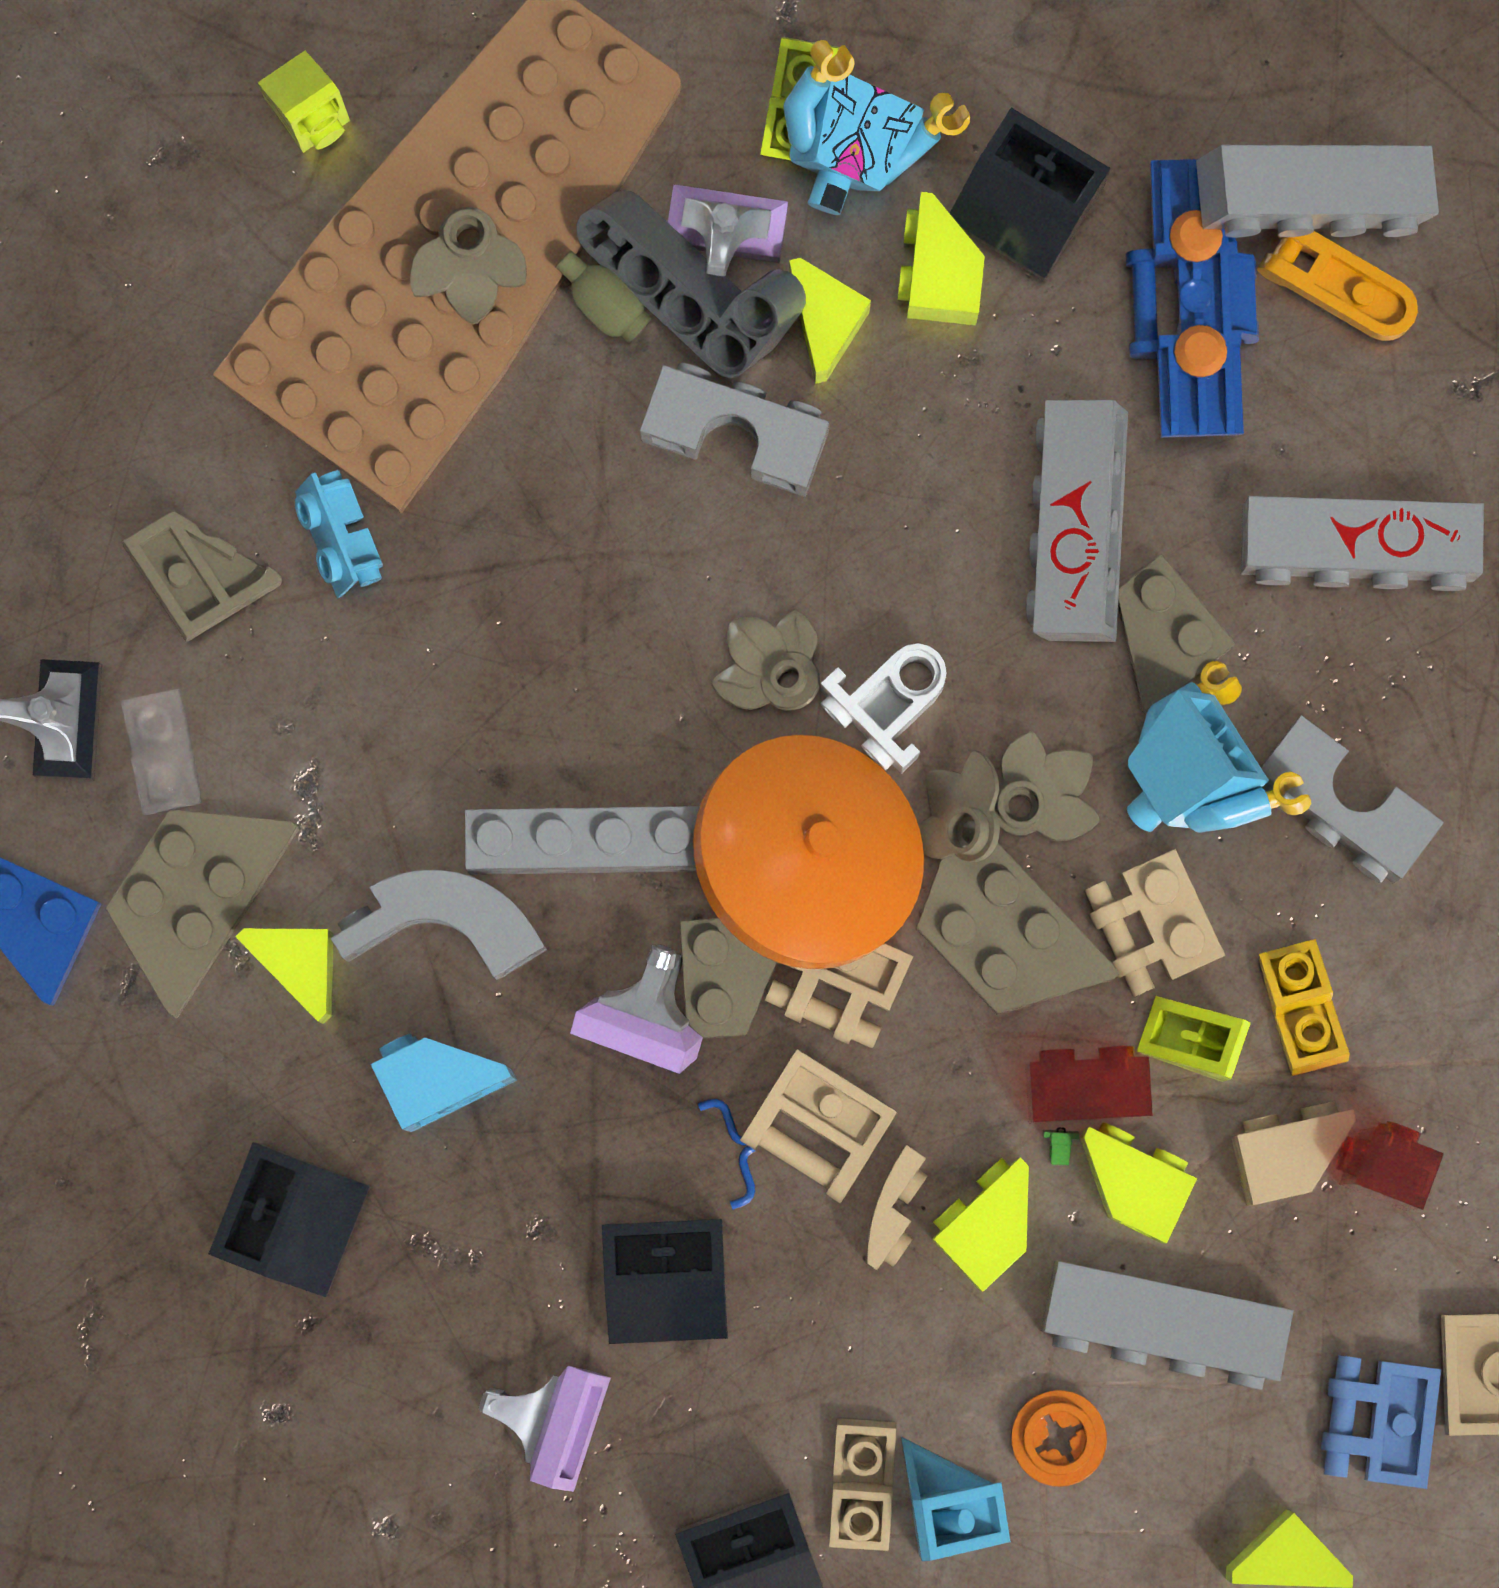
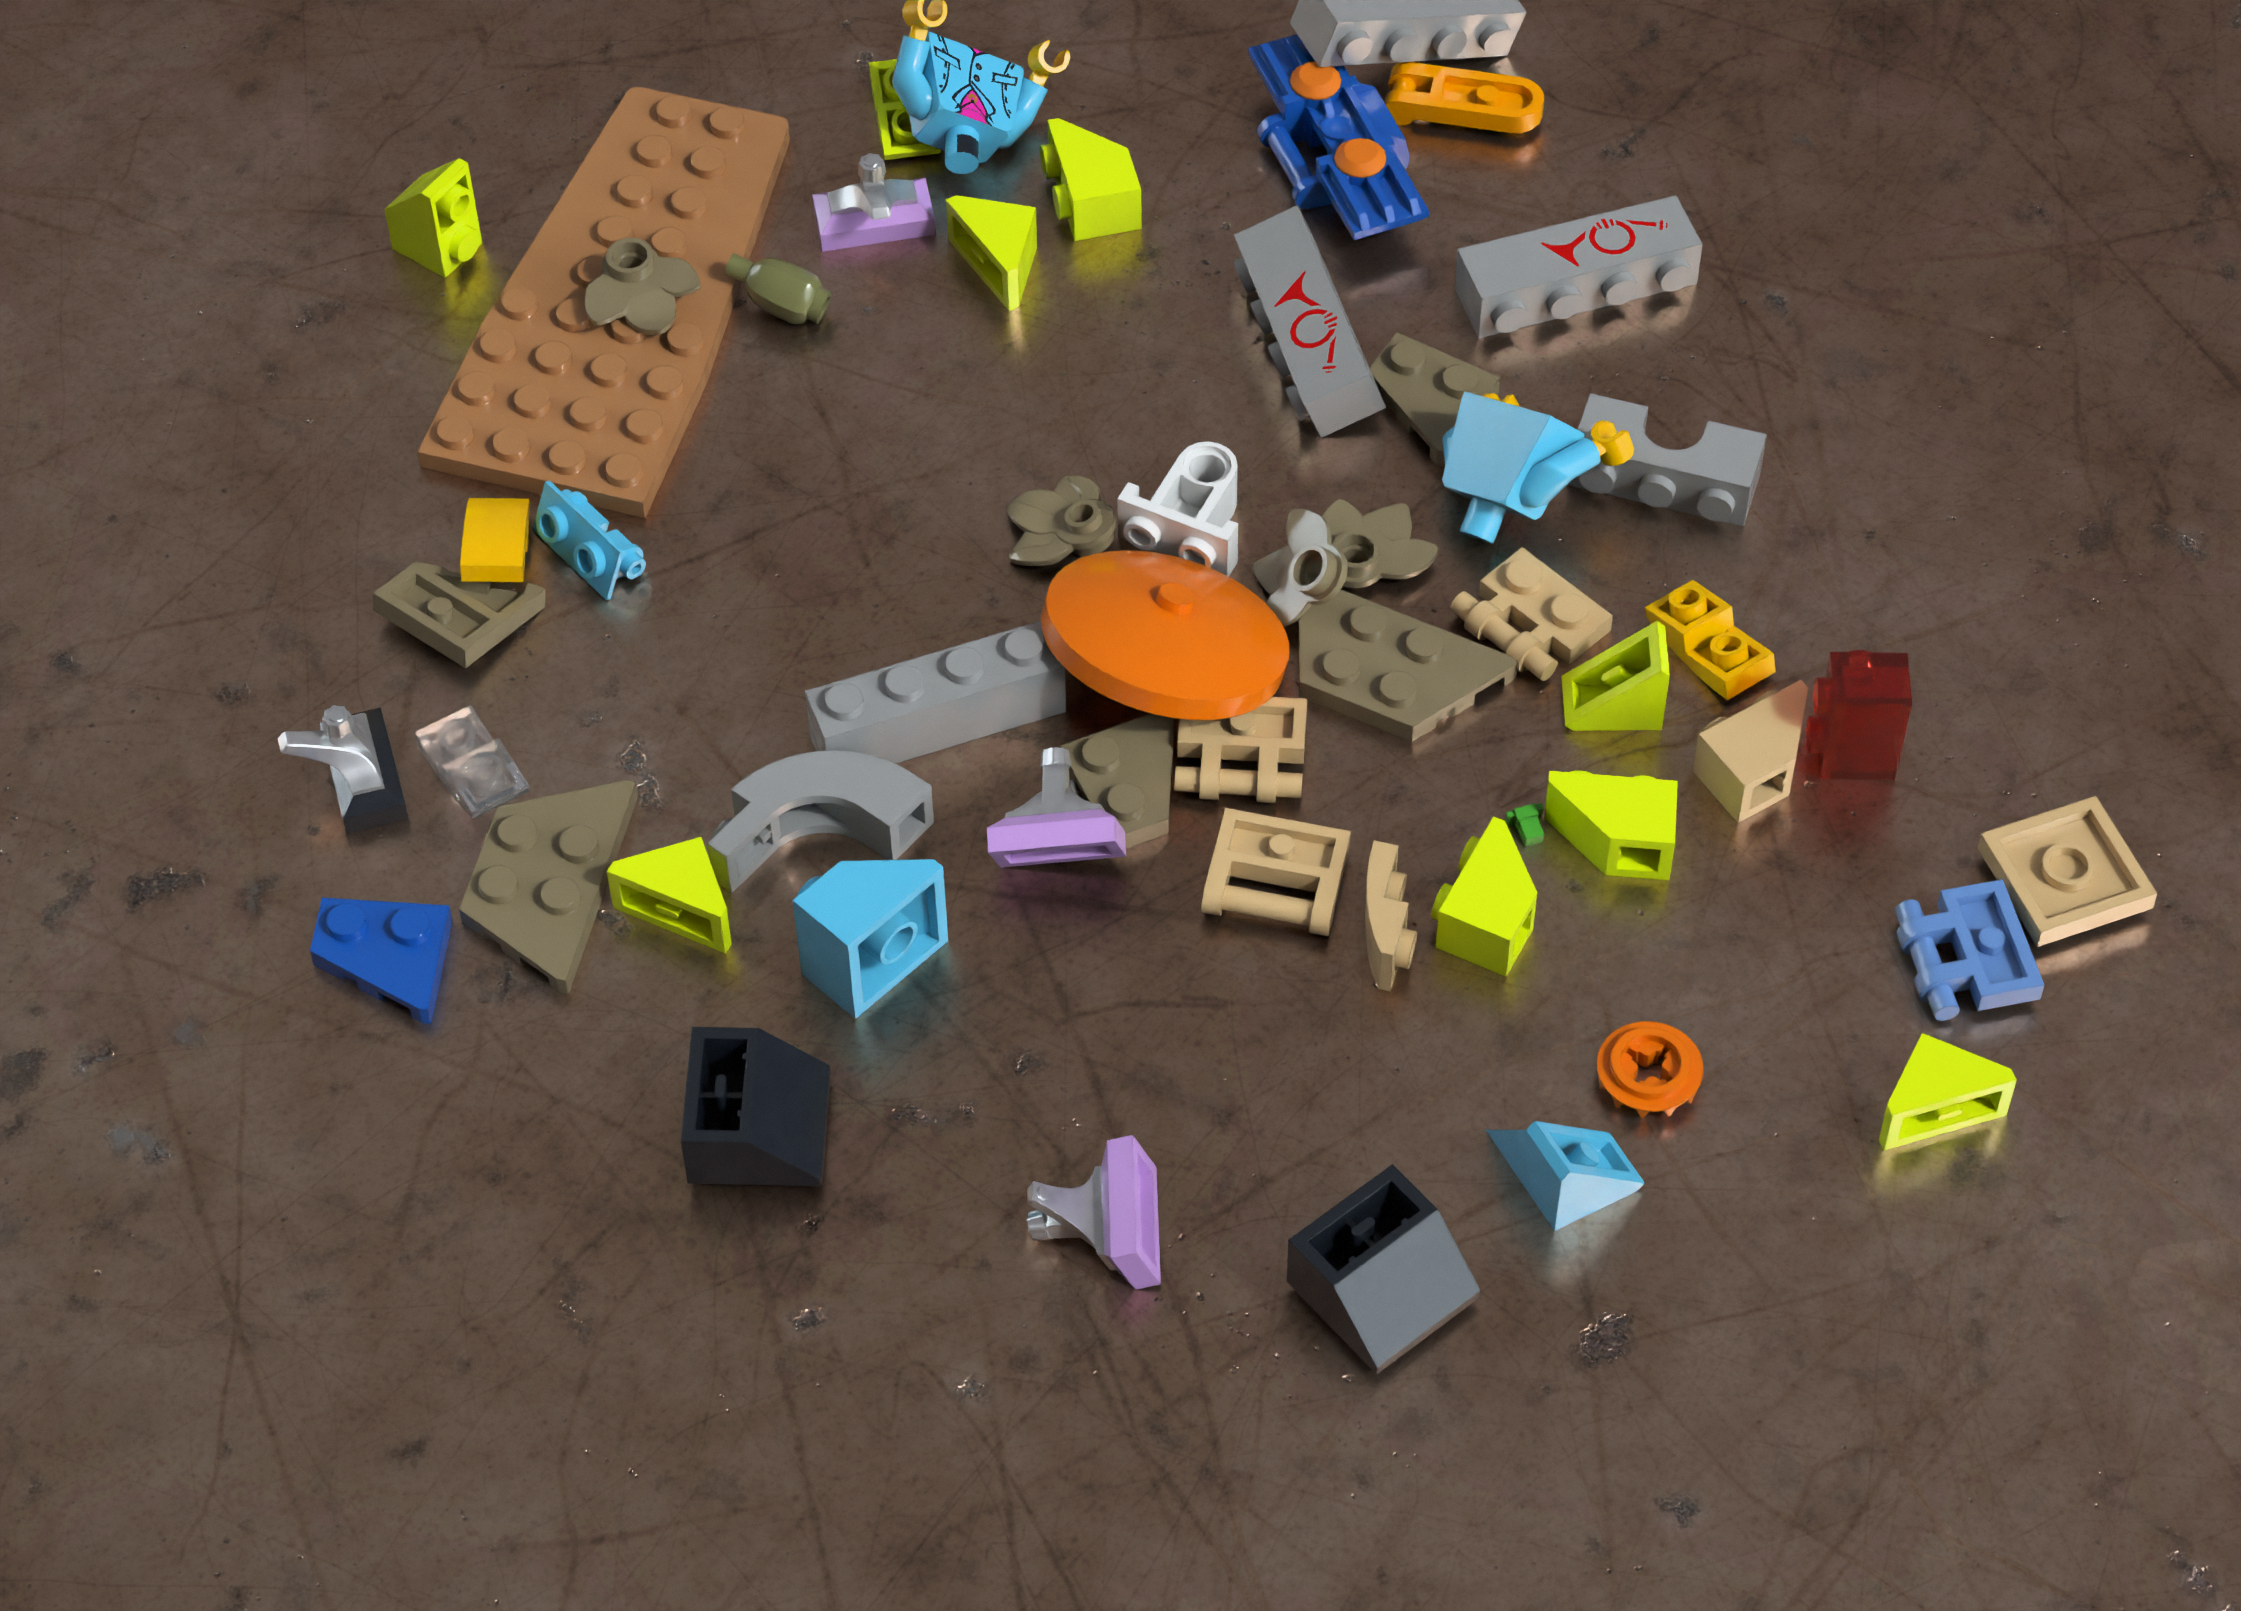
camera: 20 degrees left, 30 degrees down
(251, 510) = (495, 540): none -> yellow slope
(665, 1281) = (1176, 1039): black slope -> none
(670, 279) = (849, 245): dark grey beam -> none
(690, 406) = (907, 340): light grey arch -> none
(743, 1164) = (1211, 935): blue piece -> none
(862, 1484) = (1464, 1174): tan slope -> none
(1028, 193) = (1151, 97): black slope -> none
(1088, 1088) = (1511, 755): clear red brick -> none
(1166, 1322) = (1708, 926): light grey brick -> none

